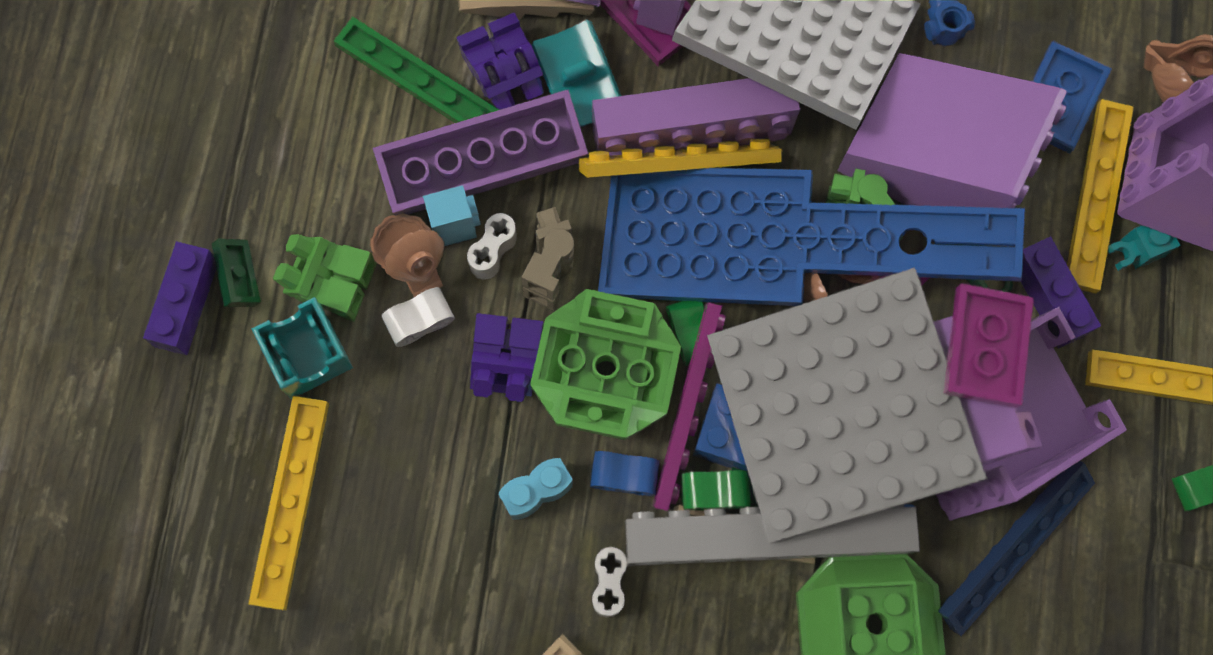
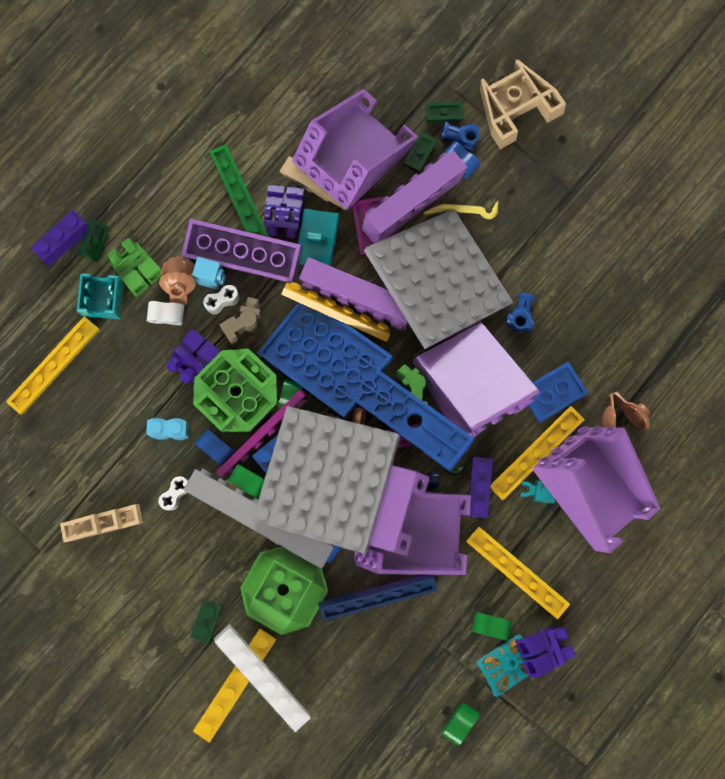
camera: 35 degrees right, 5 degrees up
(988, 346) = (405, 492): magenta plate -> none

